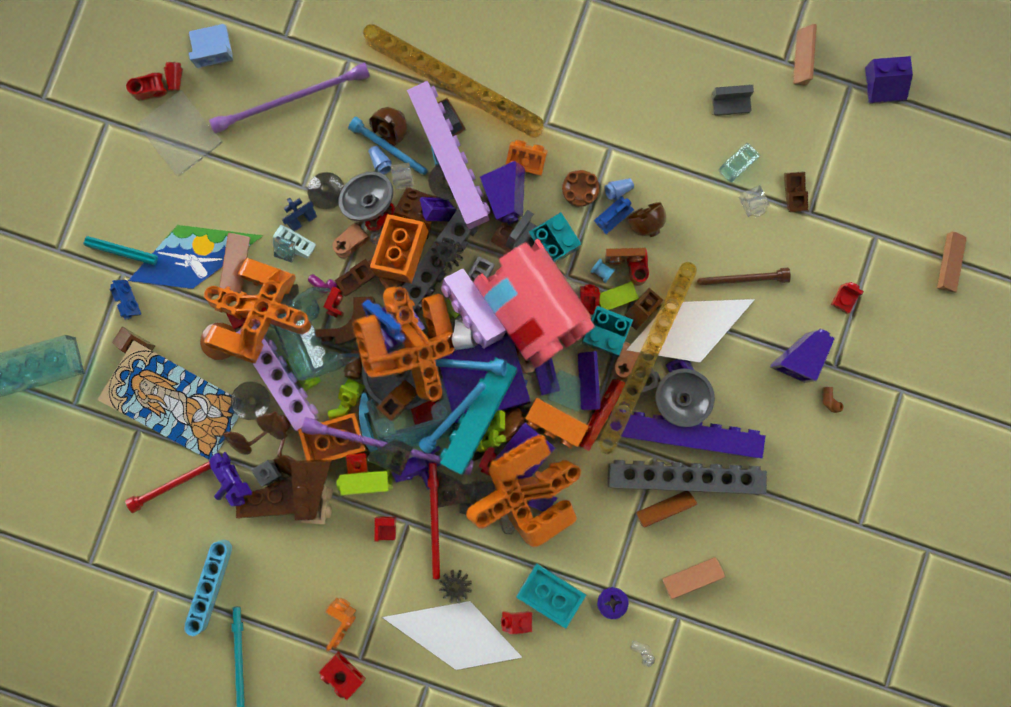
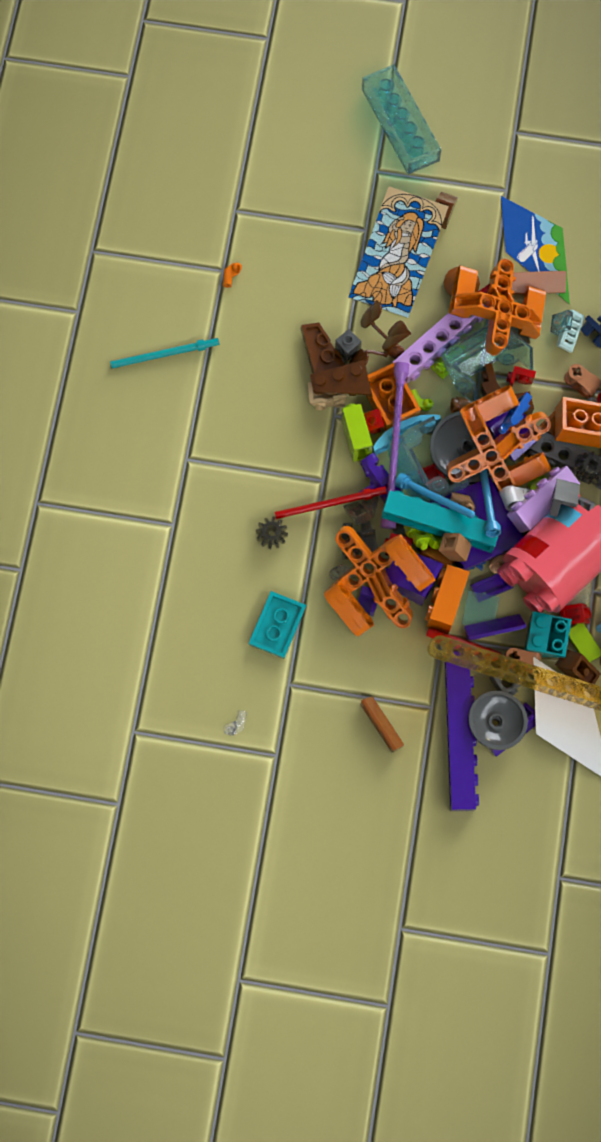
camera: 80 degrees right, 10 degrees down
(121, 250) = (527, 184): teal axle -> none
(122, 292) = (487, 193): blue hinge -> none
(135, 503) = (298, 238): red piece -> none
(161, 583) = (230, 272): none -> orange arm
(202, 594) = (227, 307): medium azure beam -> none
(229, 479) = (335, 313): dark purple piece -> none
(242, 395) = (416, 312): clear smoke dish -> none
(317, 282) = (538, 354): magenta arm -> none
(340, 664) = (170, 454): red brick -> none
(344, 613) = (224, 438): orange bracket -> none
(351, 392) = (438, 405): lime bracket -> none
(355, 278) = (546, 391): reddish brown slope -> none
(385, 528) = (314, 459): red panel -> none
(392, 456) = (386, 449): clear smoke wing -> none
(397, 400) = (439, 444): reddish brown slope -> none
(456, 635) = (224, 543): white sticker -> none
(461, 386) = (463, 500): none -> medium nougat arm
(481, 289) = (564, 493): none -> panel
(508, 407) = (455, 547): none -> medium nougat panel
(516, 622) = (246, 596): red bracket -> none
(620, 608) = (285, 678): dark purple gear -> none
(693, 578) = (318, 762): nougat slope -> none
(756, 485) = (421, 809): dark grey brick -> none
(806, 356) = (565, 837): dark purple slope -> none
(828, 400) = (523, 875): dark orange arm -> none

